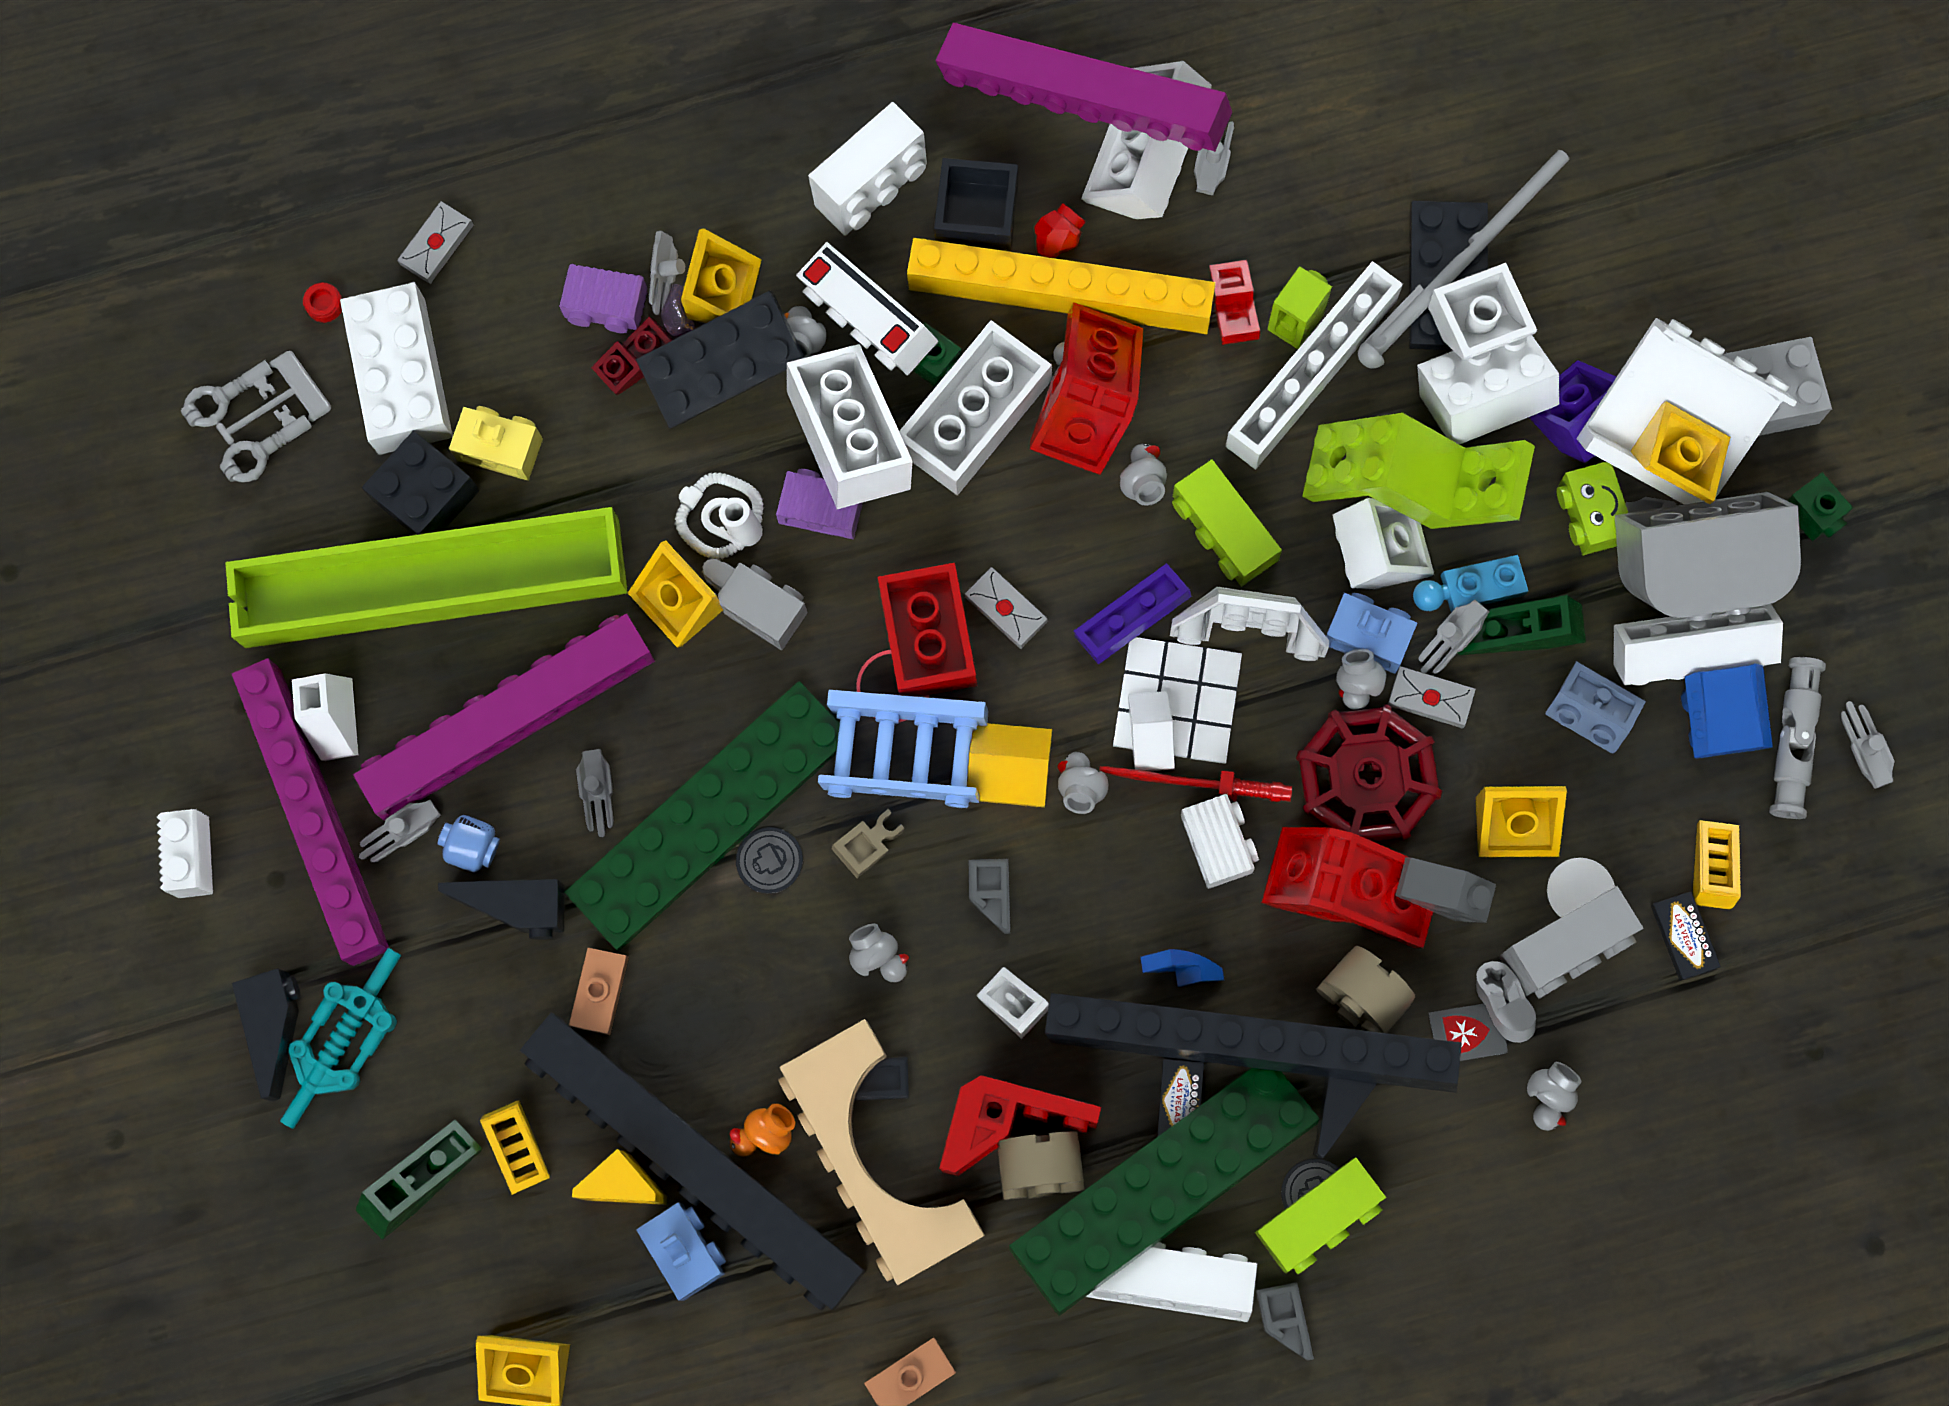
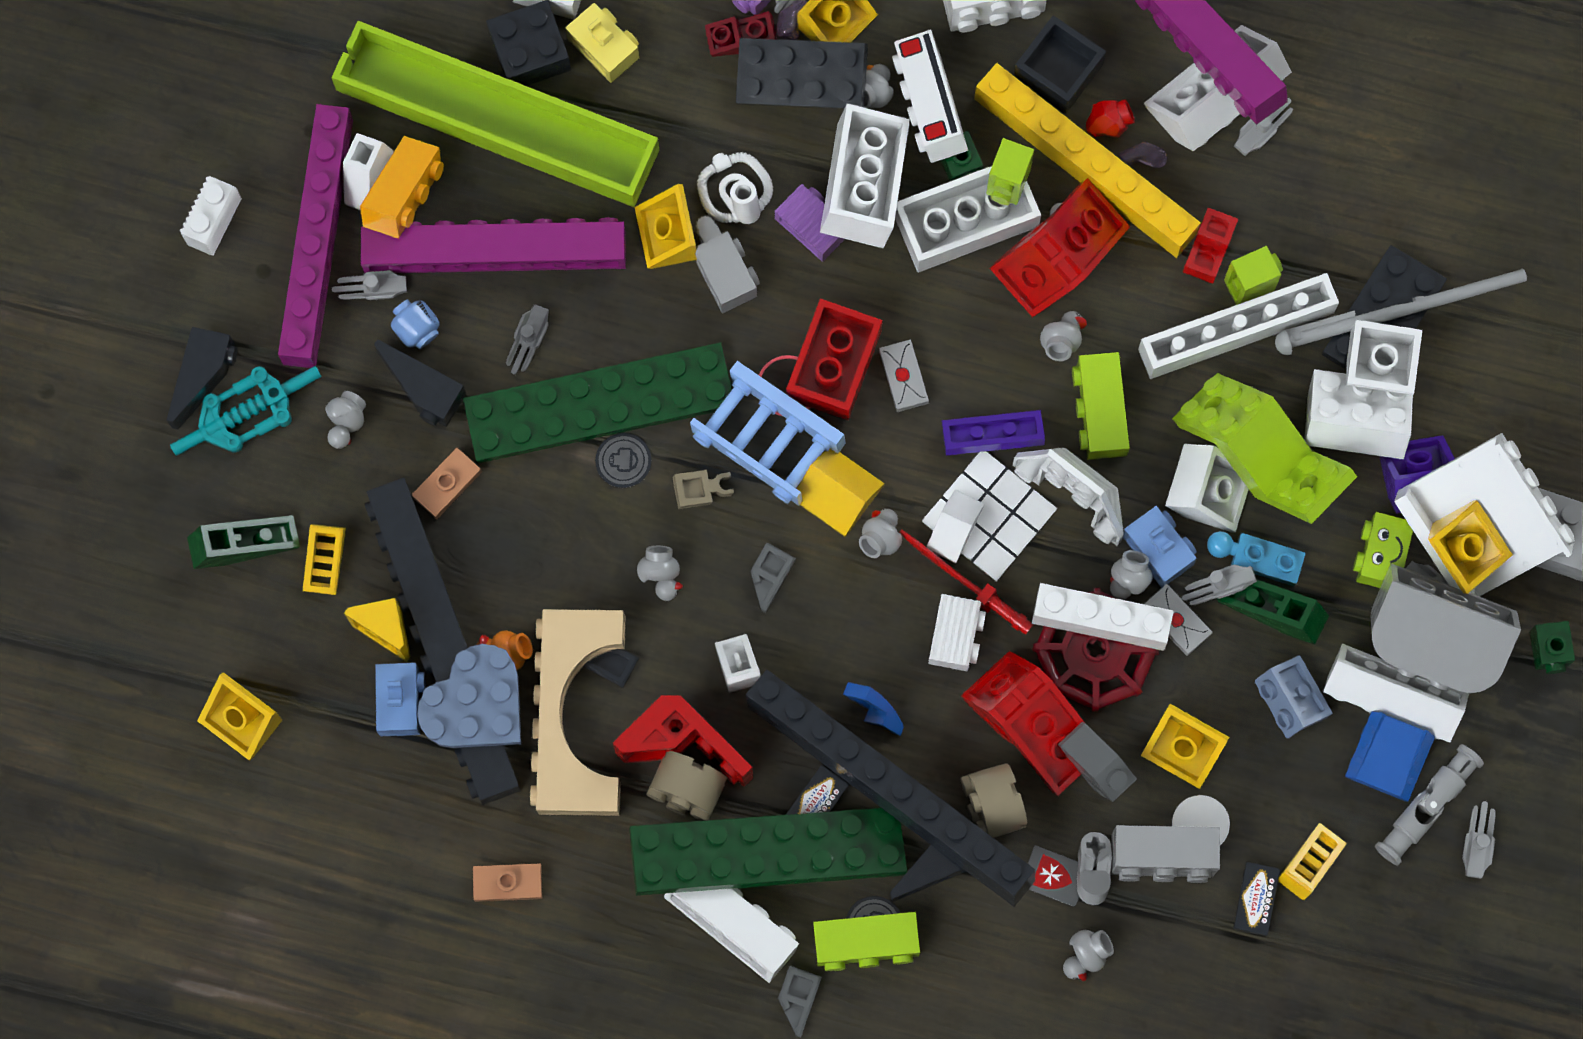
camera: 25 degrees right, 0 degrees up
(372, 709) = (401, 187): none -> light orange brick
(453, 981) = (348, 417): none -> light grey animal
(767, 1208) = (476, 703): none -> sand blue plate
(998, 336) = (1009, 172): none -> lime brick
(1115, 247) = (1144, 153): none -> clear purple arm
(1361, 737) = (1102, 616): none -> white brick

